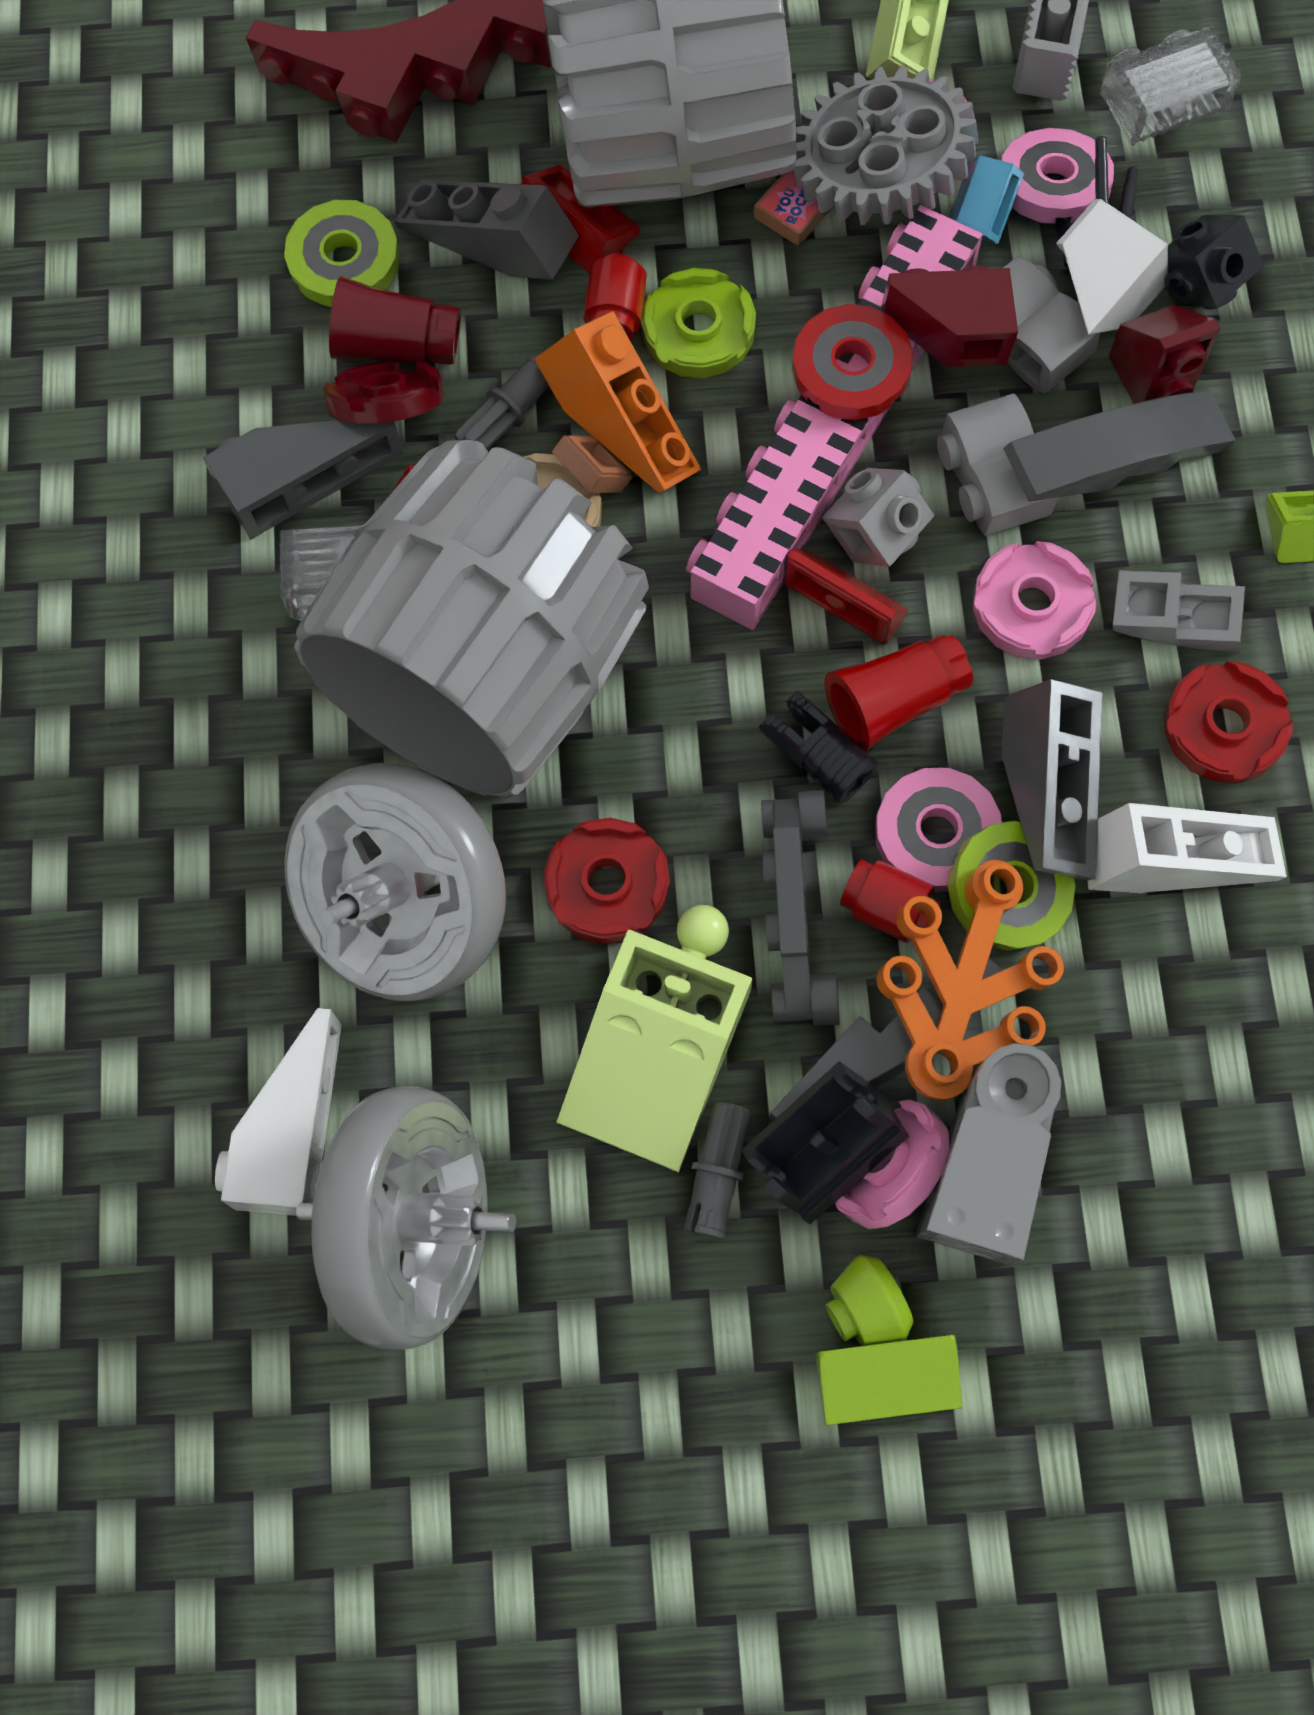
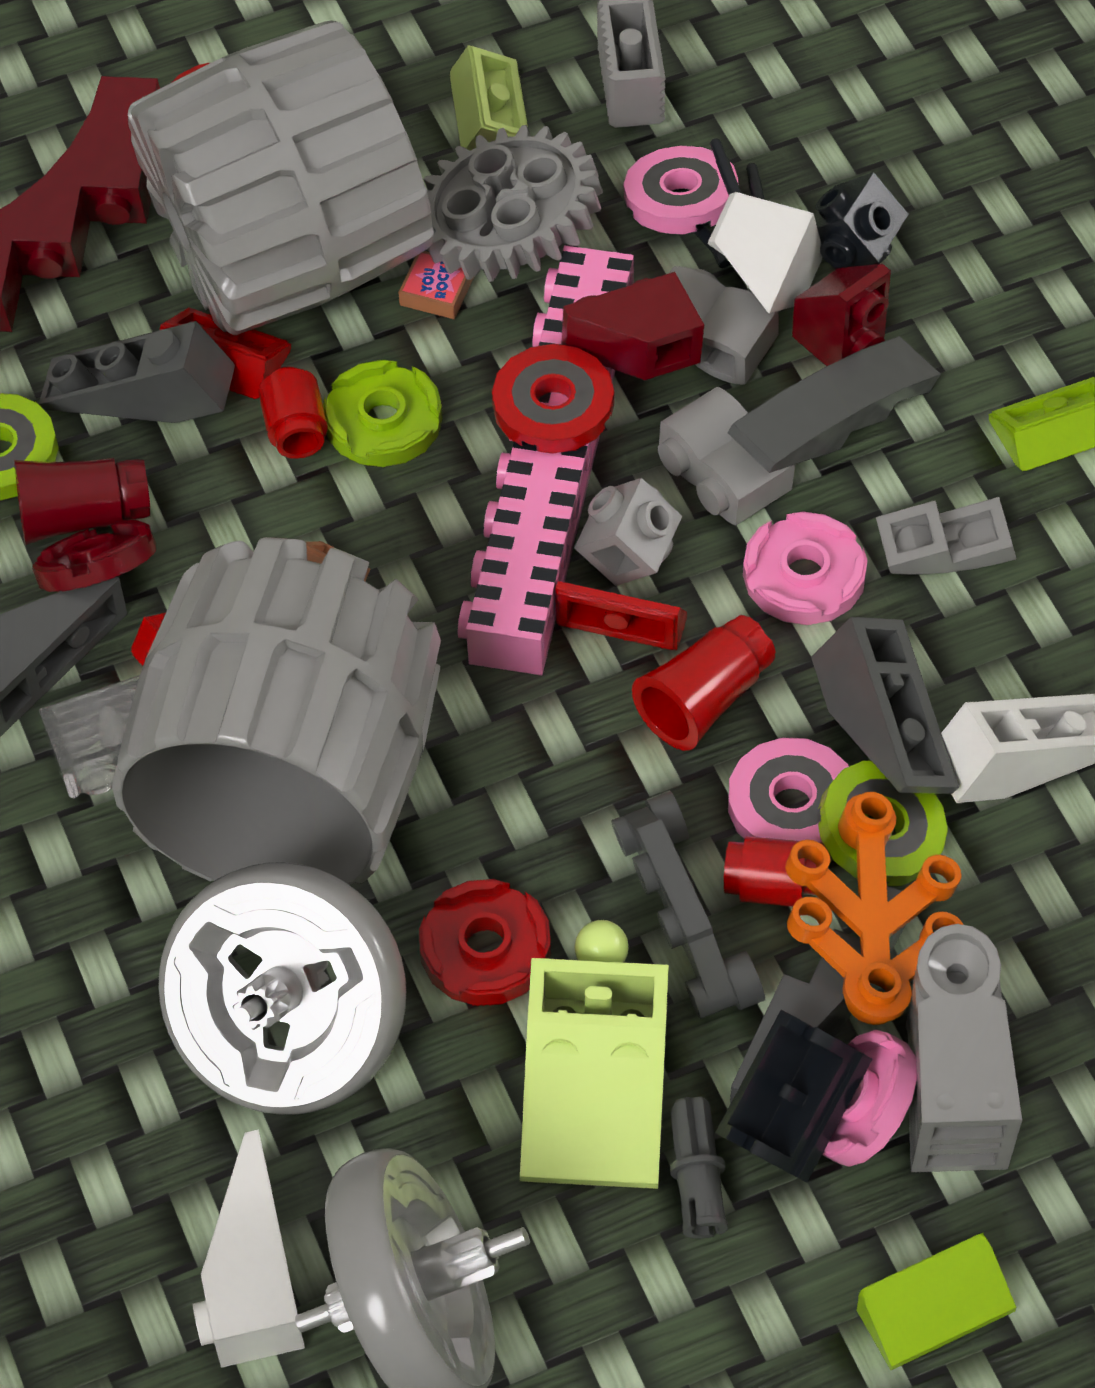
camera: 20 degrees left, 15 degrees down
(505, 405) = (226, 523): dark grey axle -> none
(616, 402) = (325, 497): orange slope -> none
(826, 754) = (650, 756): black hinge -> none
(869, 1304) = (890, 1233): lime cone -> none
(987, 196) = (624, 221): medium azure piece -> none
(1169, 84) = (758, 81): clear brick -> none
(1220, 754) = (1023, 651): red tile -> none

